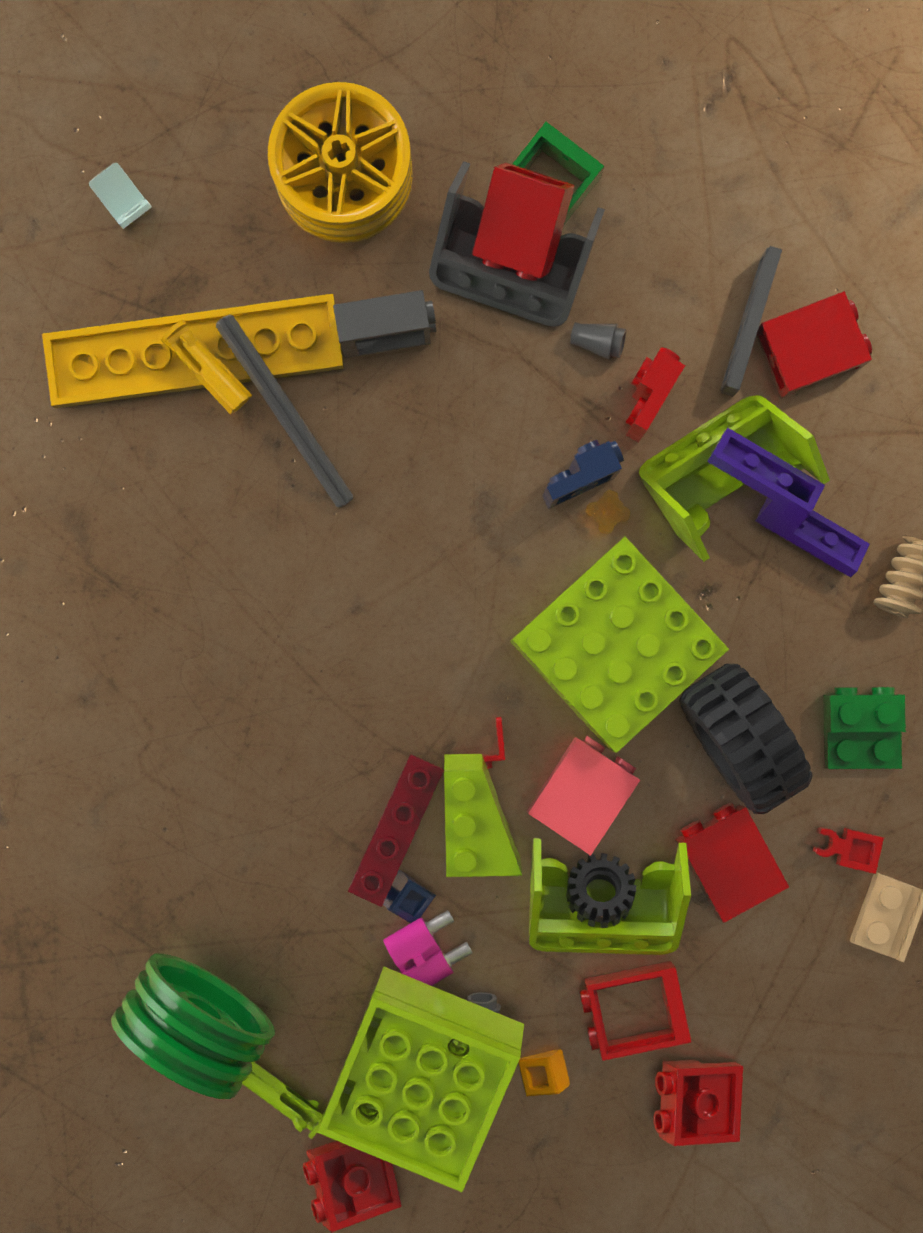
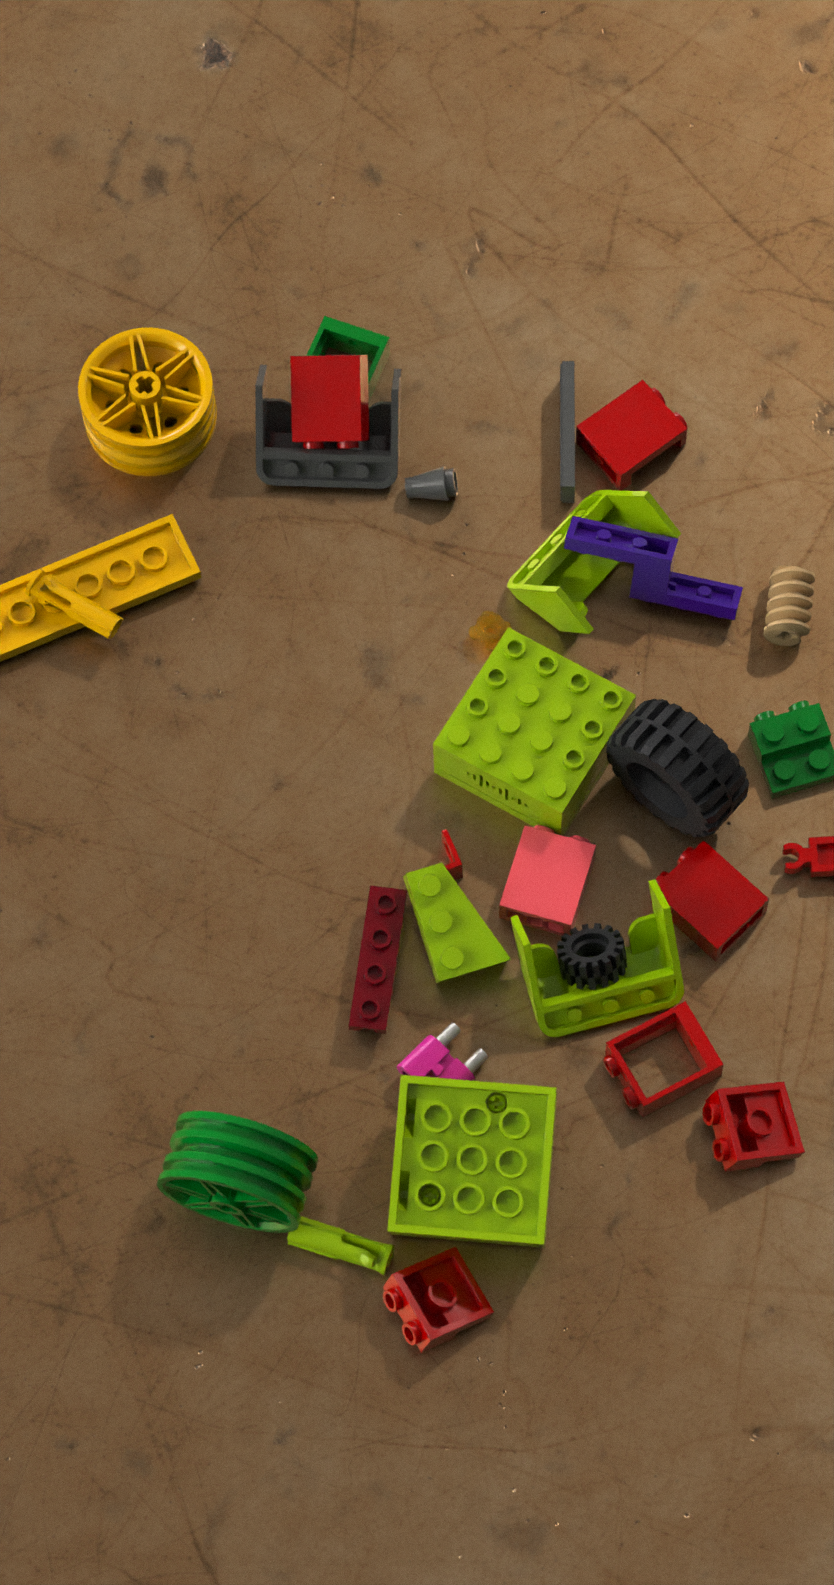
camera: 15 degrees left, 20 degrees down
(284, 410) = (158, 625): dark grey axle -> none
(384, 323) = (229, 522): dark grey window -> none
(408, 897) = (408, 1026): dark blue slope -> none
(544, 1073) = (594, 1150): light orange slope -> none
(589, 469) = (460, 597): dark blue plate -> none
(653, 385) = (495, 507): red plate -> none

